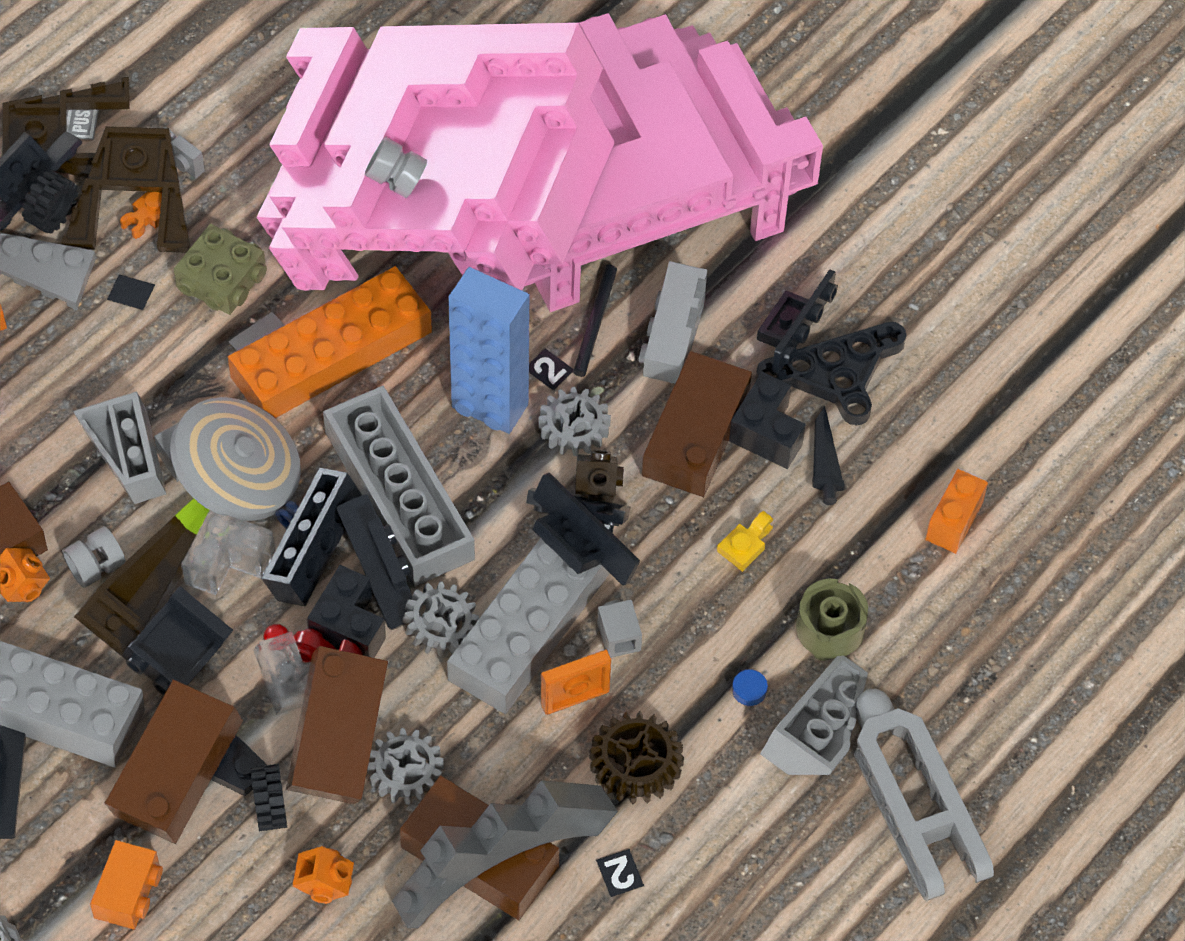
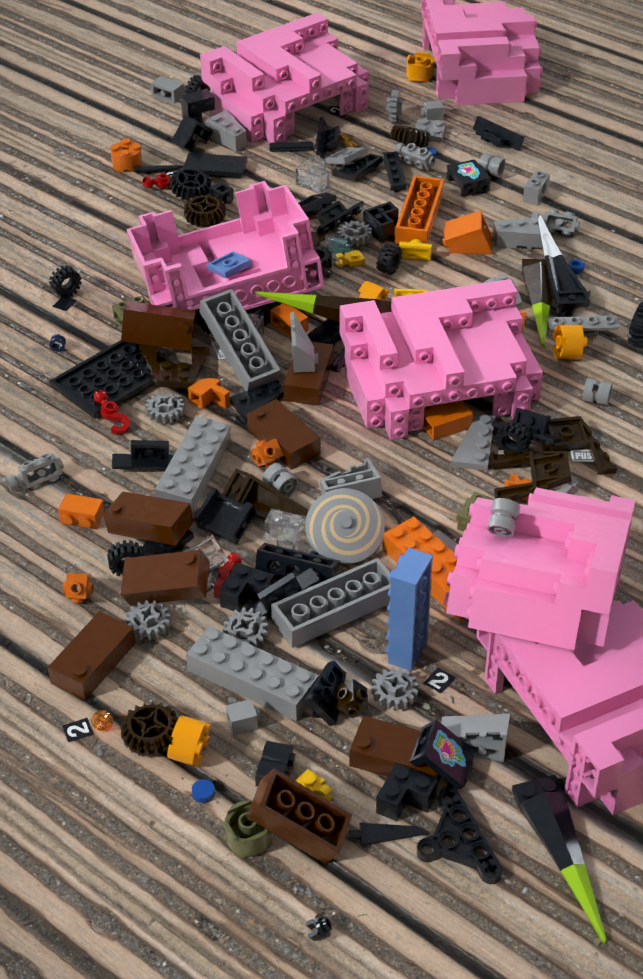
camera: 90 degrees right, 15 degrees down
(131, 292) = (465, 486): black sticker -> none
(503, 830) = (84, 646): dark grey arch -> none
(575, 682) = (197, 690): orange plate -> none
(578, 534) = (288, 671): black bracket -> none
(595, 321) = (478, 700): black bar -> none
(616, 830) = (102, 720): none -> clear orange plate
(674, 693) = (188, 741): none -> light orange brick
(713, 586) = (275, 756): none -> black brick
(719, 362) = (443, 753): none -> black panel
(791, 320) = (490, 805): black bracket -> none
(803, 259) = (550, 817): none -> black plate
(820, 725) = (171, 823): light grey wedge -> none
(830, 541) = (299, 816): none -> reddish brown brick
(878, 715) = (97, 904): light grey piece -> none
(956, 511) = (342, 907): orange brick -> none
(983, 537) = (322, 927): none -> black plate

